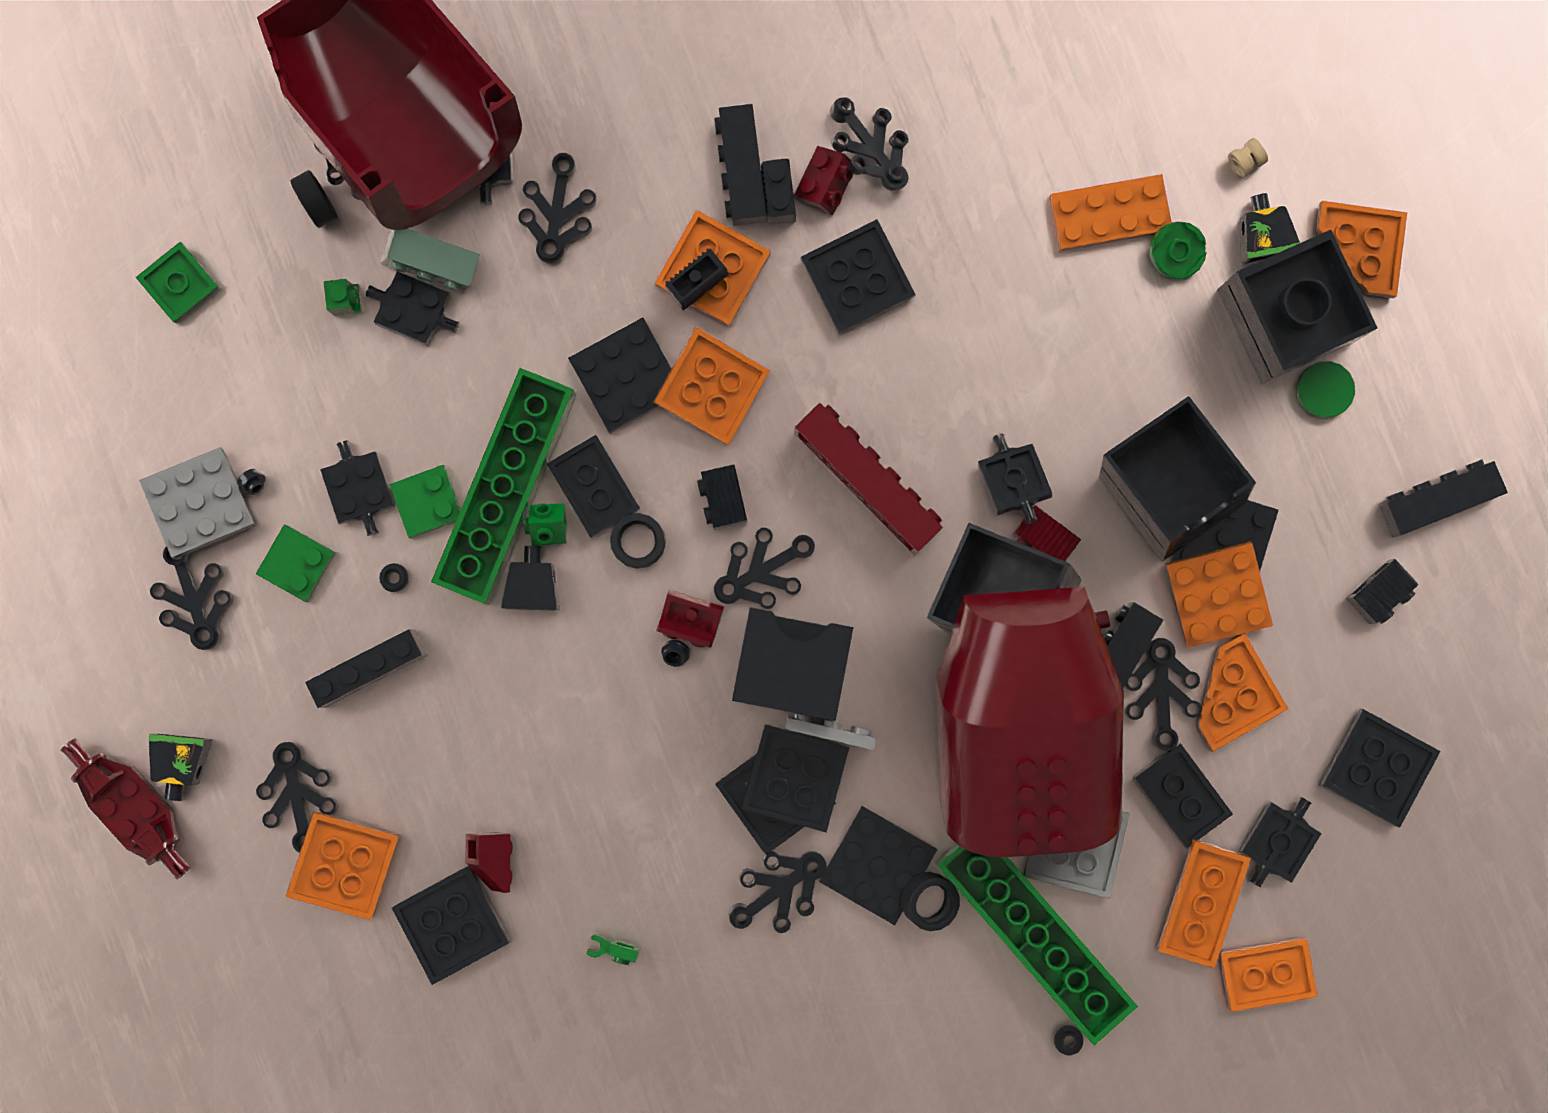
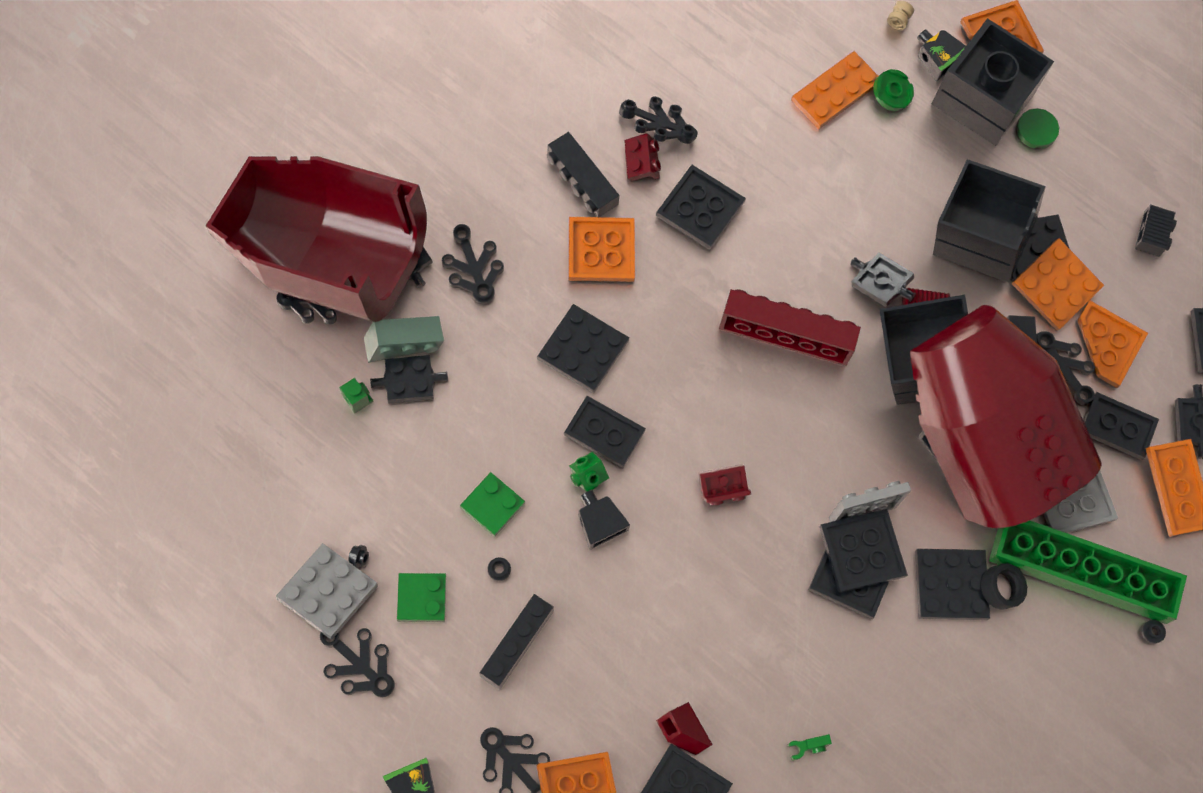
camera: 40 degrees left, 15 degrees down
(177, 282) = (229, 446): green plate -> none
(313, 198) = (300, 337): black tyre -> none
(357, 488) = (437, 520): black plate -> none
(504, 486) = (544, 463): green brick -> none
(622, 525) = (658, 435): black tyre -> none
(675, 653) = (730, 517): black plate -> none
(696, 279) = (598, 256): black brick -> none
(711, 386) = (647, 323): orange plate -> none
(723, 497) = (697, 392): black brick -> none
(760, 571) = (751, 429): black plant -> none
(778, 191) = (619, 178): black brick -> none
(780, 888) = (898, 637): black plant -> none
(792, 664) = (816, 475): black piece -> none
(1442, 499) = (1152, 156): black brick -> none

